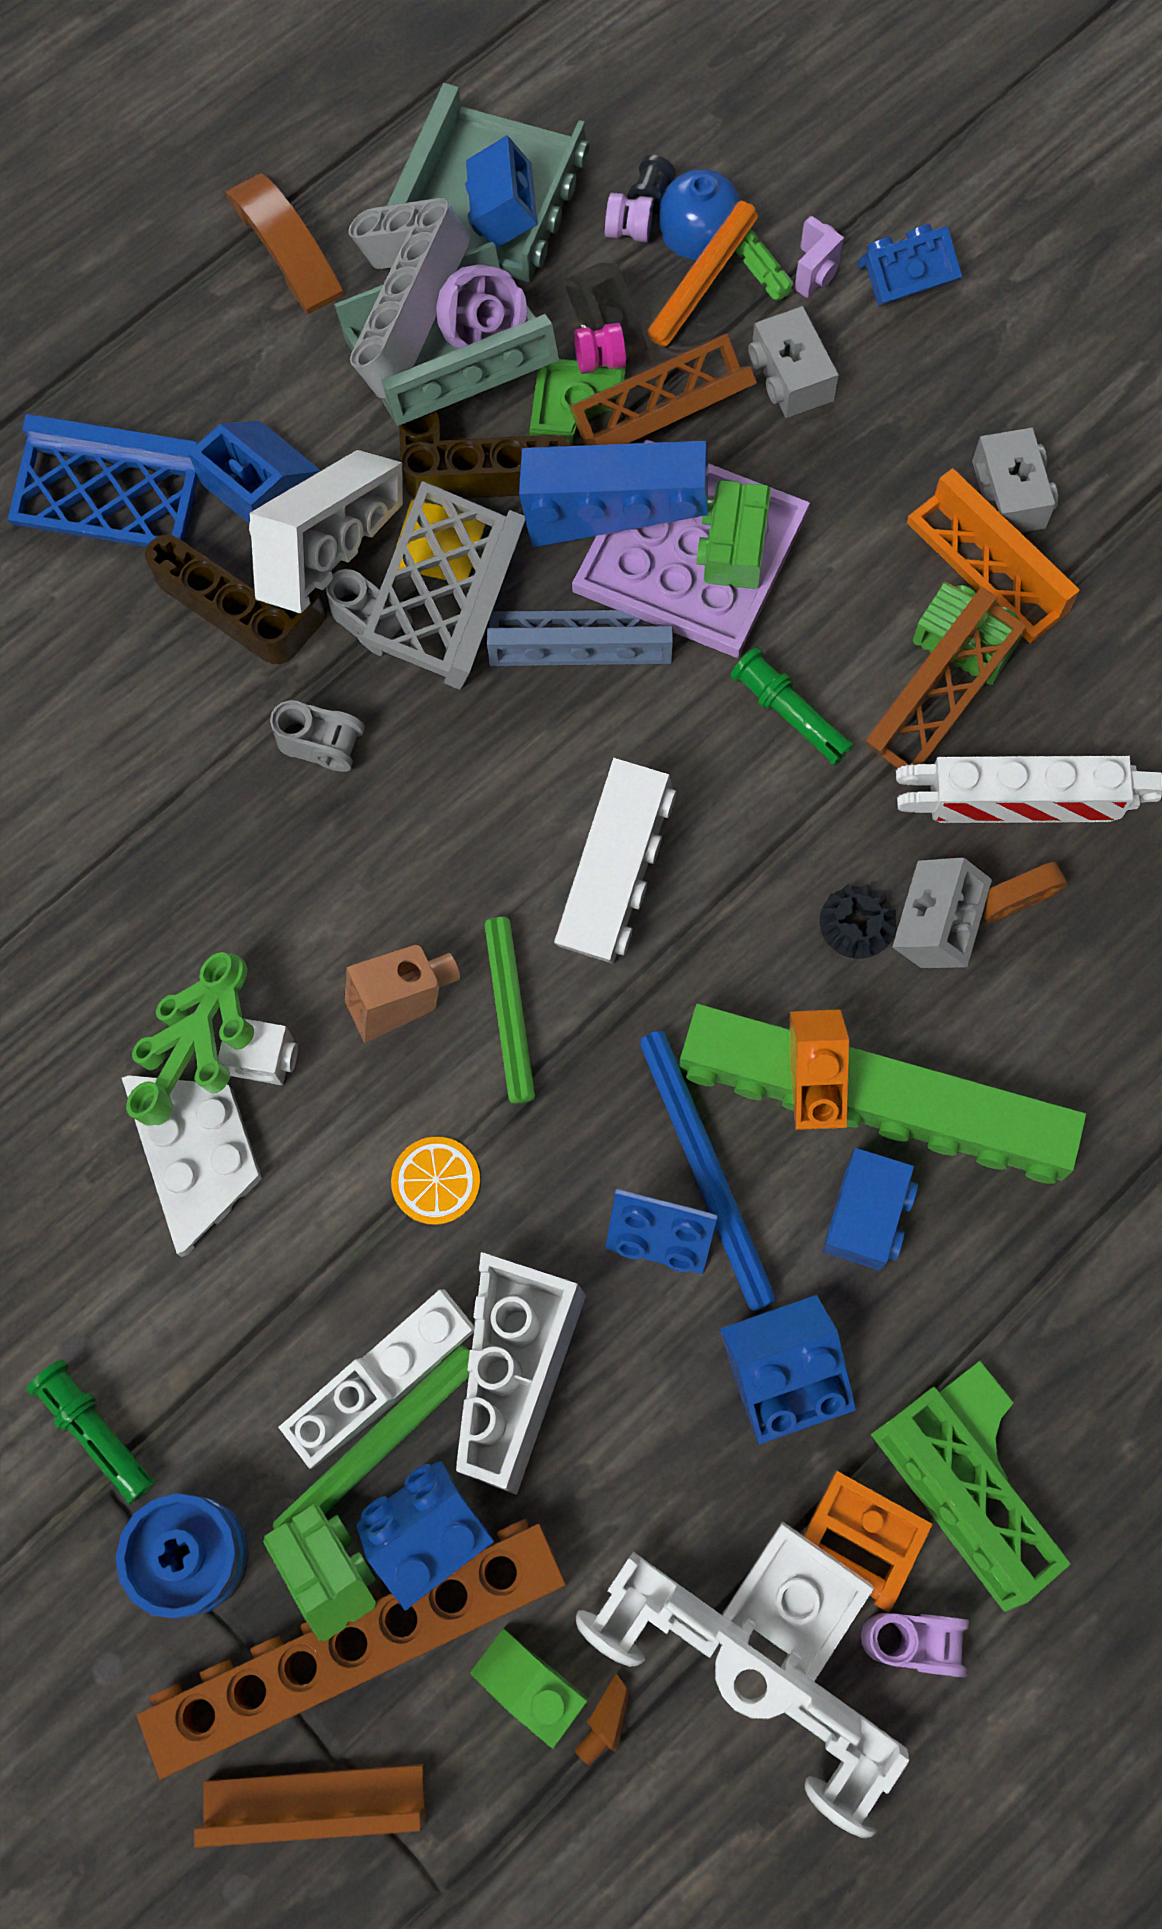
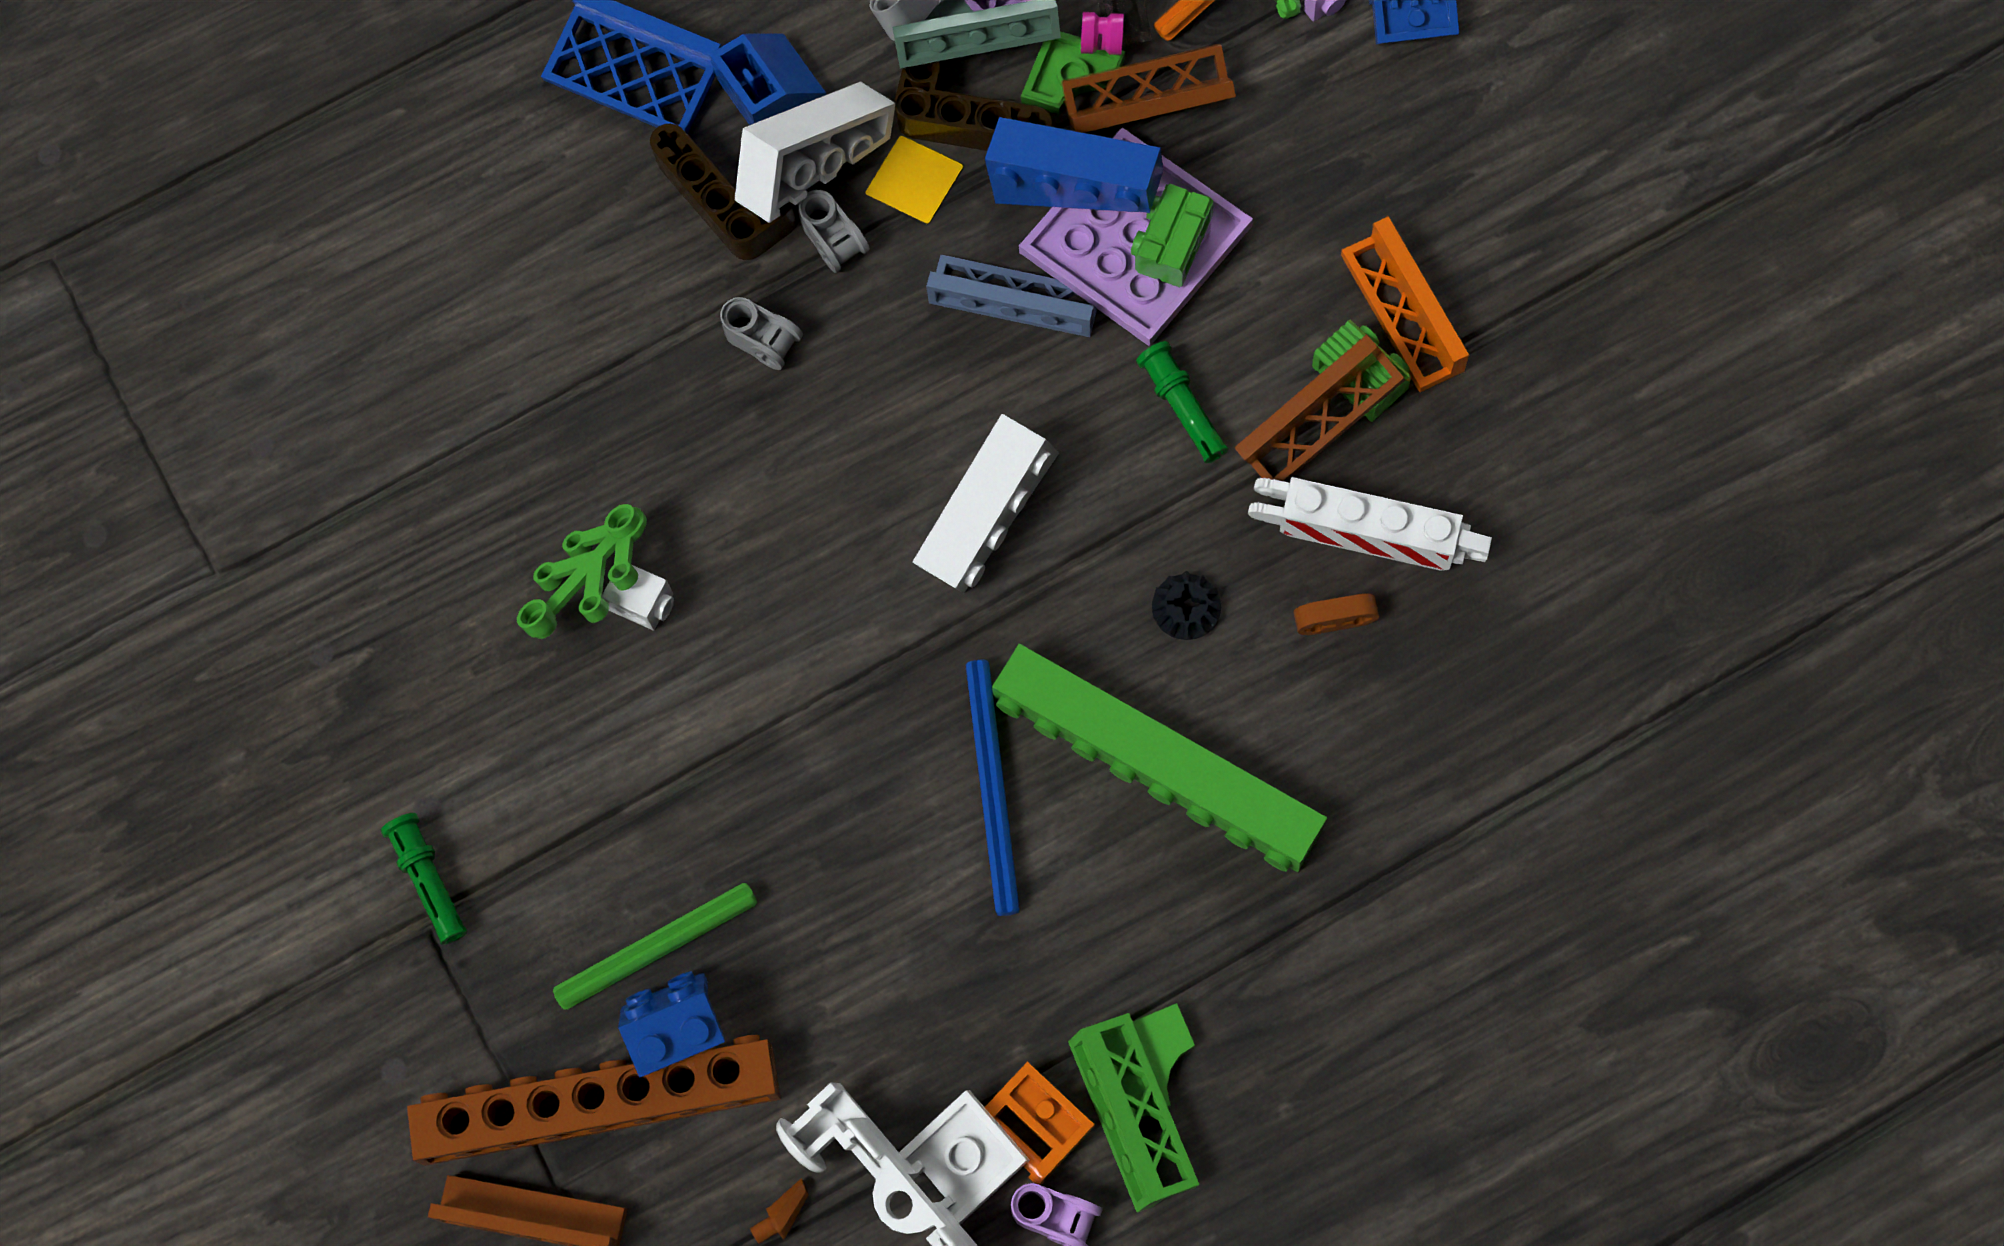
camera: 20 degrees right, 0 degrees up
(151, 1549) = (497, 1004): blue wheel -> none
(197, 1159) = (567, 675): white wing -> none
(319, 1571) = (580, 1031): bright green brick -> none
(377, 1380) = (668, 894): white slope -> none
(395, 989) = (768, 570): nougat torso -> none
(435, 1180) = (761, 741): light orange sticker -> none
(474, 607) = (933, 241): light grey fence -> none
(509, 1010) = (862, 611): bright green axle -> none
(514, 1362) = (781, 910): white wedge -> none
(528, 1688) = (727, 1170): bright green slope -> none
(660, 1232) = (934, 829): blue hinge -> none
(788, 1369) = (1011, 970): blue slope -> none
(793, 362) = (1288, 101): light grey brick -> none
(819, 1069) = (1103, 723): orange slope -> none
(869, 1210) = (1119, 854): blue brick -> none
(942, 913) = (1257, 615): light grey brick -> none
(1014, 478) = (1443, 218): light grey brick -> none

